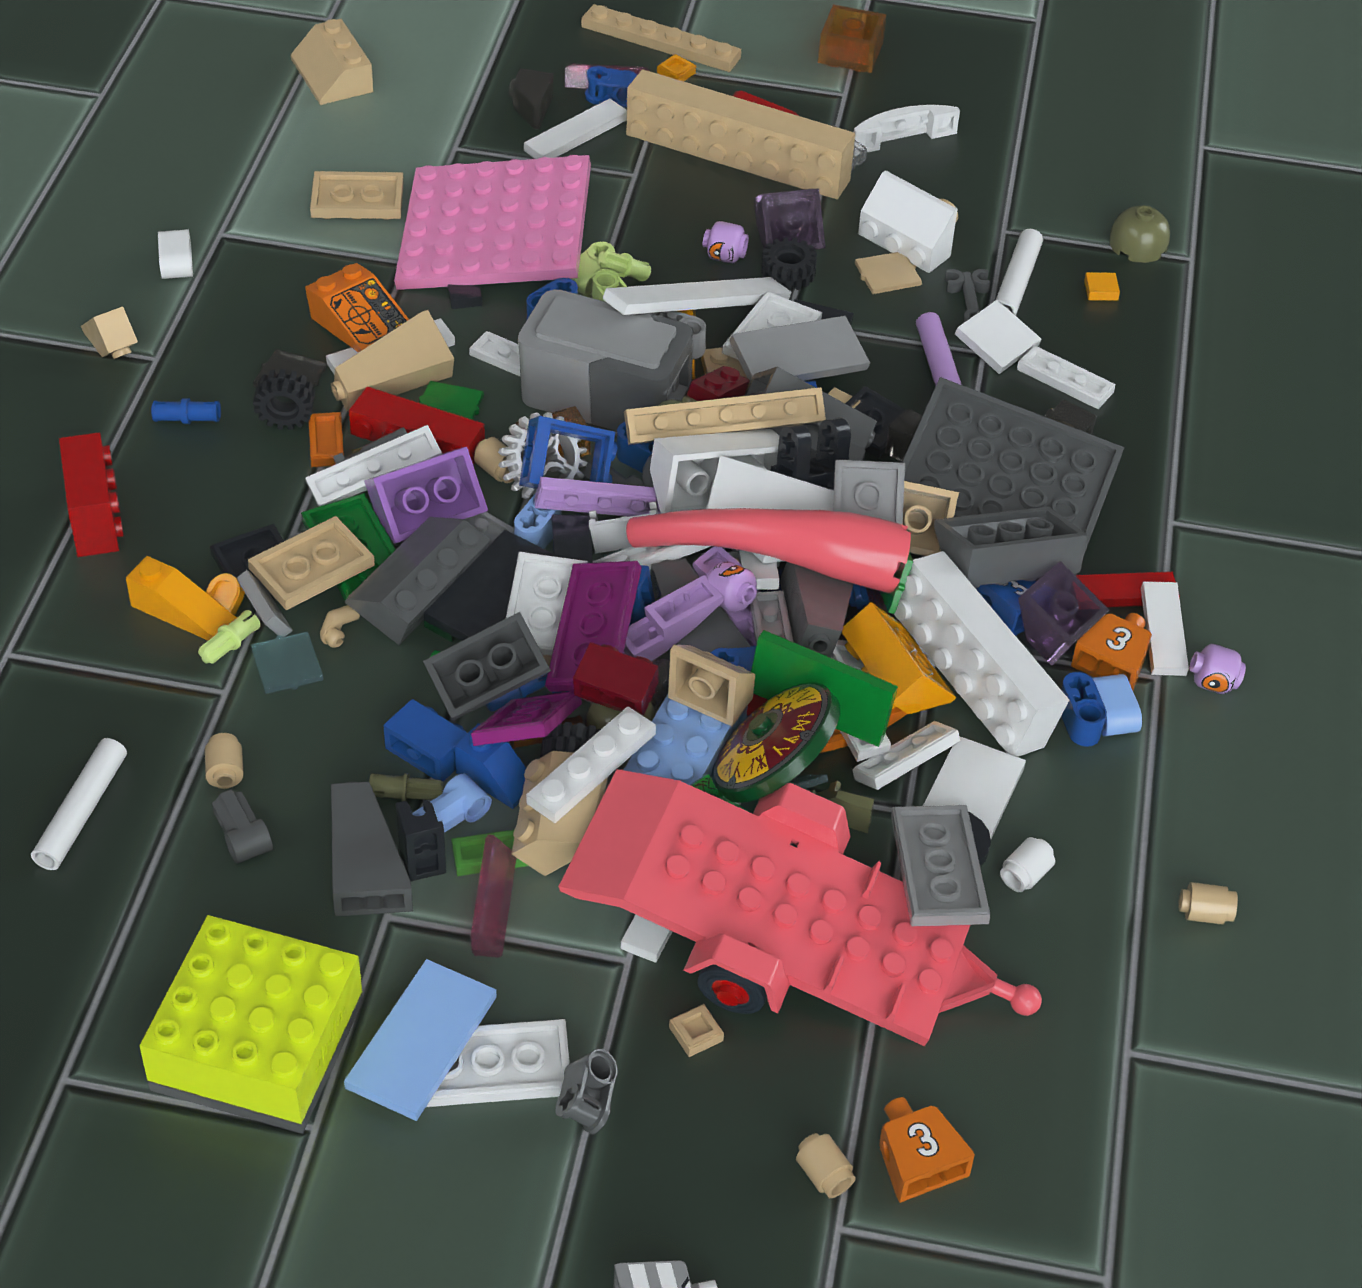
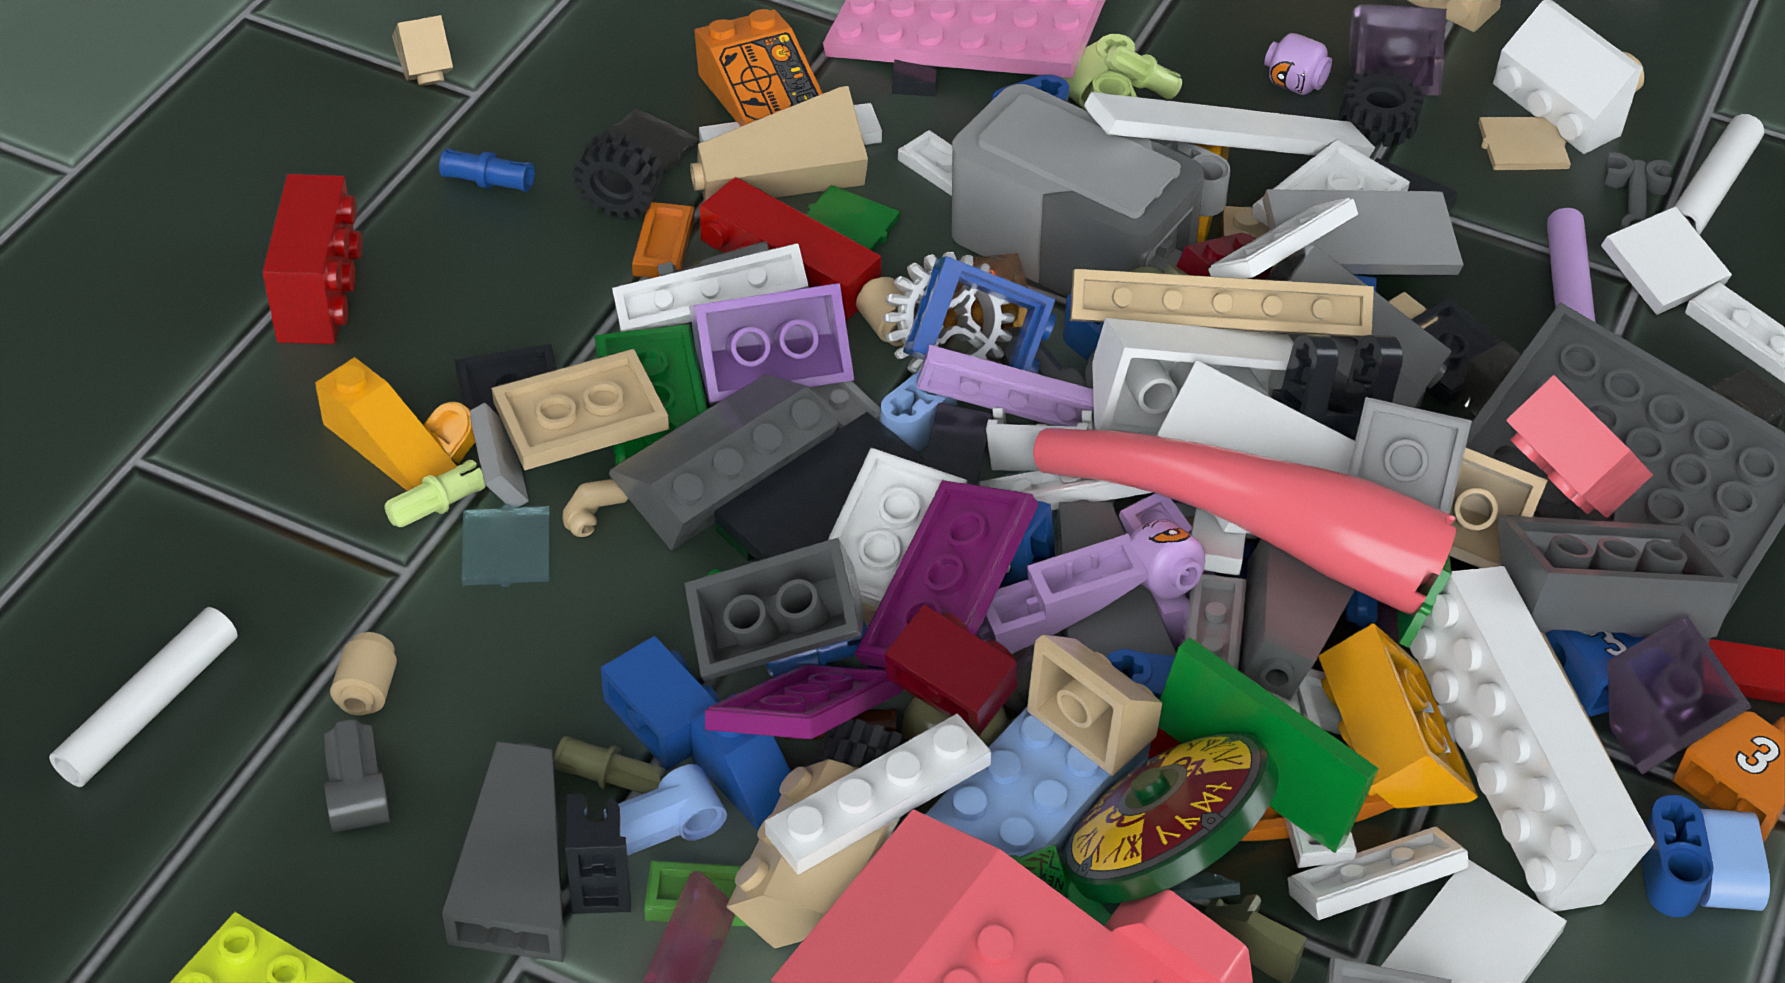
camera: 15 degrees right, 0 degrees up
(754, 366) = (1284, 240): none -> white tile
(973, 469) = (1576, 449): none -> coral piece

